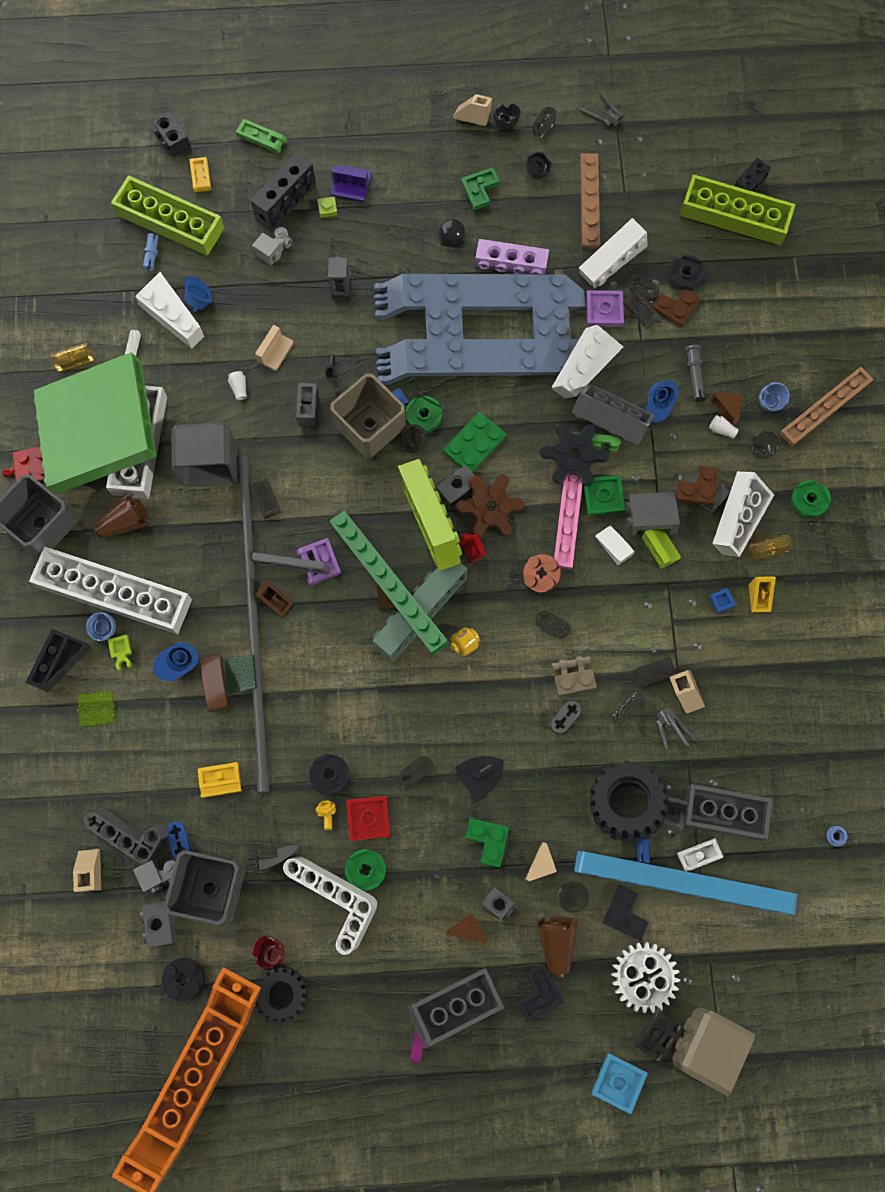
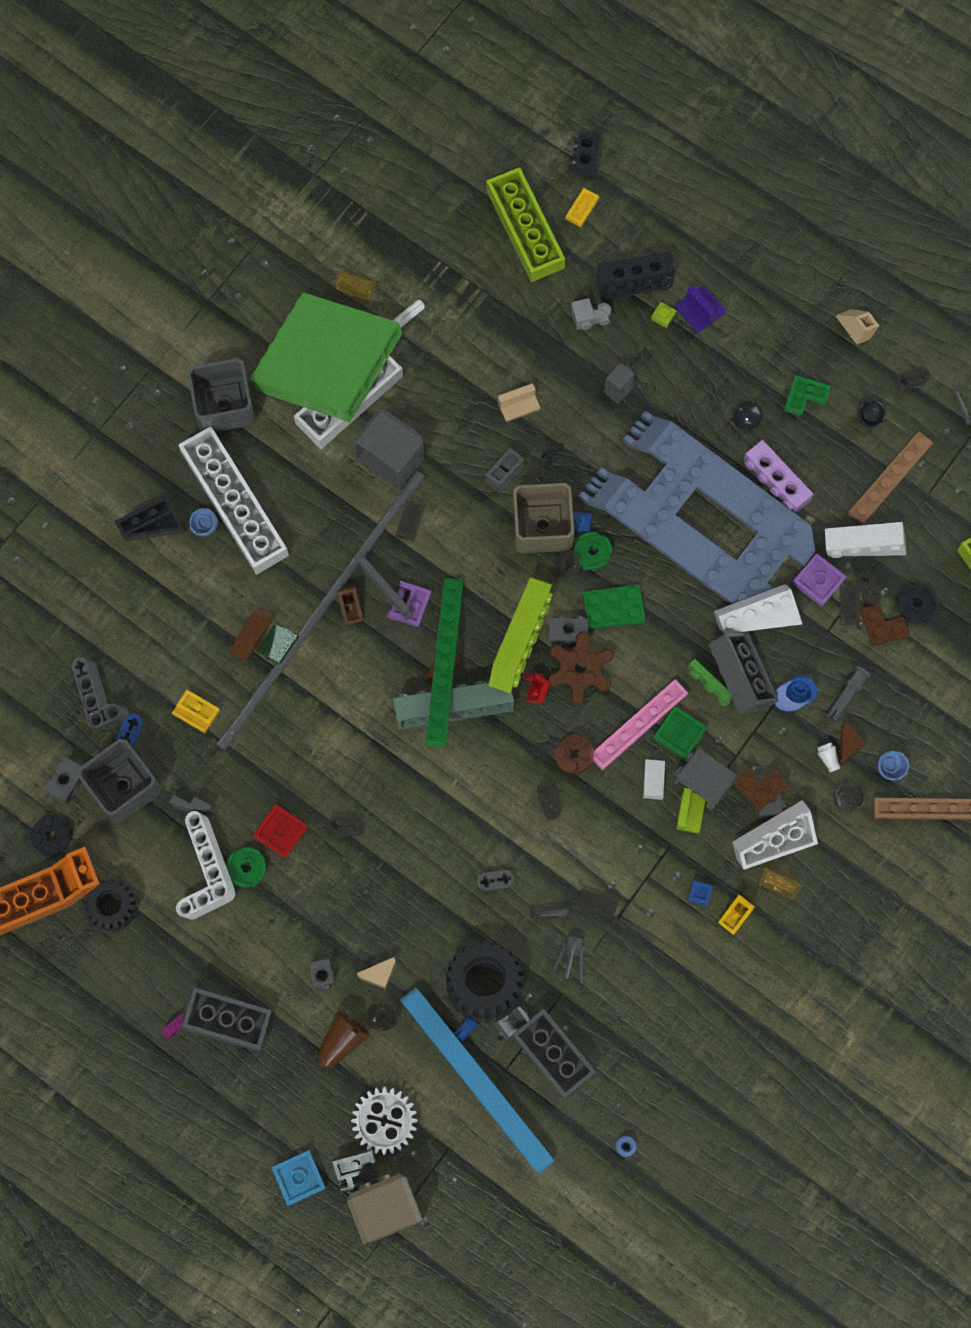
camera: 40 degrees right, 0 degrees up
(27, 462) = (250, 349): red plate -> none
(87, 871) = (47, 700): tan slope -> none
(96, 708) = (150, 582): clear neon green piece -> none
(120, 649) = (204, 552): lime plate -> none
(122, 517) = (288, 449): reddish brown cone -> none
(150, 252) = (487, 244): medium blue pin -> none
(151, 877) = (88, 742): light grey brick -> none
(166, 307) = (461, 303): white wedge -> none
(175, 661) = (236, 594): blue piece -> none
(196, 293) = (495, 308): blue piece -> none
(238, 384) = (465, 410): white cone -> none
(261, 136) = (659, 211): bright green plate -> none
(268, 952) = (126, 867): dark red hair -> none
(319, 768) = (284, 784): black plate -> none
(326, 809) = (256, 799): yellow plate -> none
(464, 641) = (467, 758): yellow head -> none
(468, 929) = (284, 973): reddish brown slope -> none
(480, 774) = (393, 869): black shield -> none
(494, 838) = (361, 923): green plate -> none
(507, 116) = (882, 349): black hair -> none
(545, 995) = (300, 1069): black plate -> none
(565, 463) = (682, 693): black plate -> none
(573, 682) = (528, 860): dark tan plate -> none
(619, 915) = (405, 1064): black plate -> none
(687, 691) = (606, 938): tan slope -> none
(700, 855) = (508, 1070): white slope -> none
(803, 506) = (838, 877): green plate -> none

